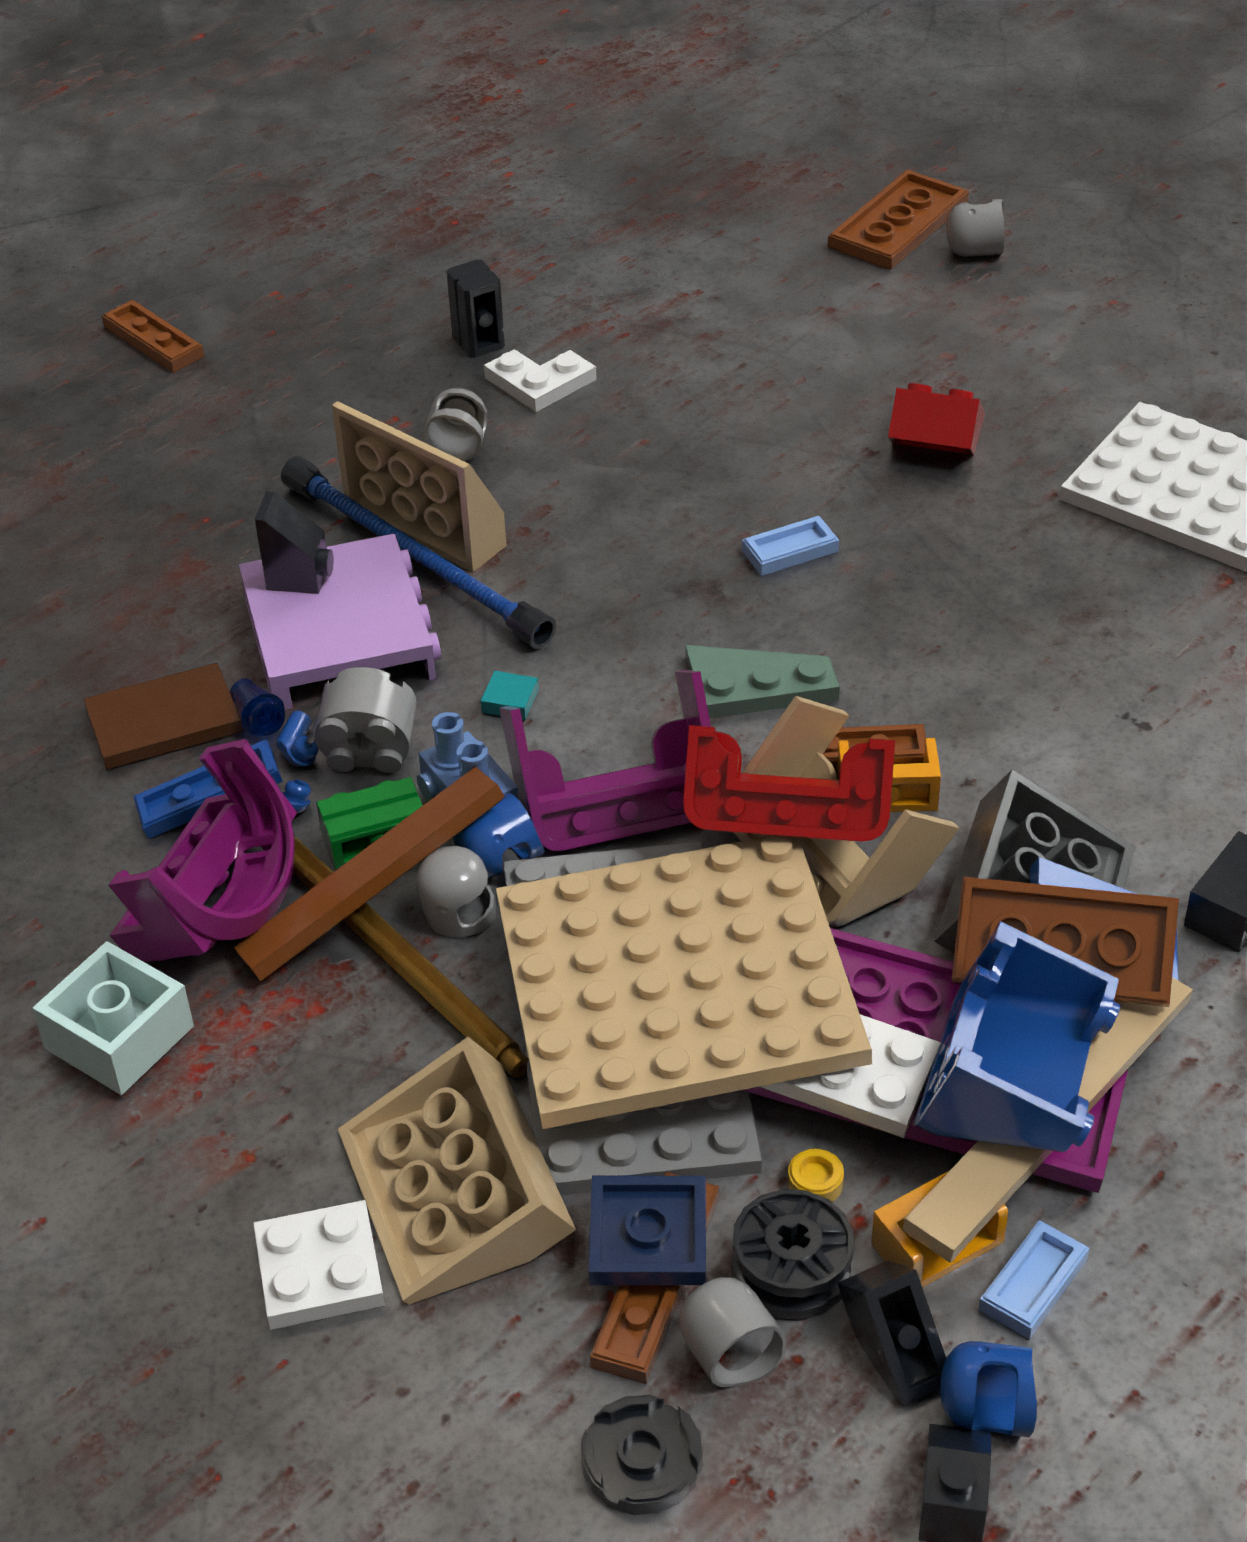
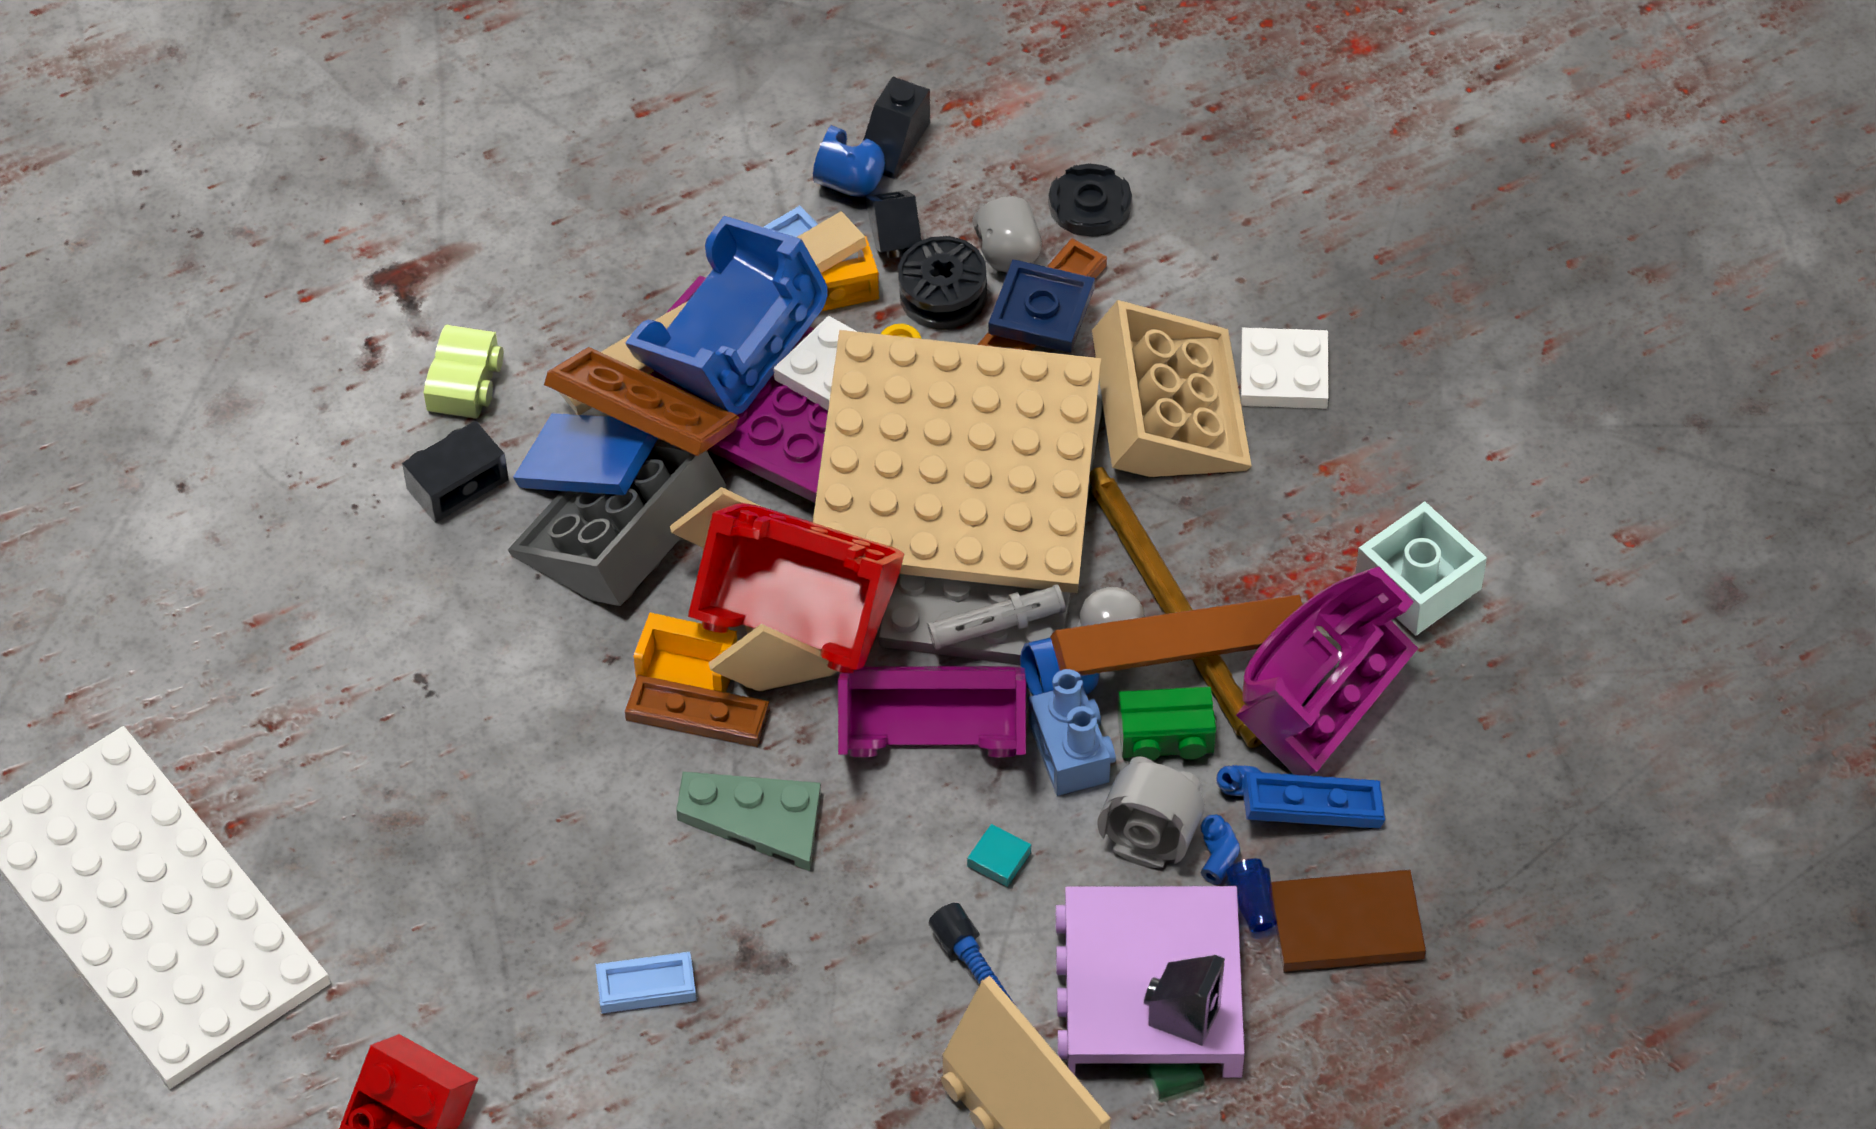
camera: 165 degrees left, 10 degrees up
(579, 852) = (1048, 601): none -> light grey pin

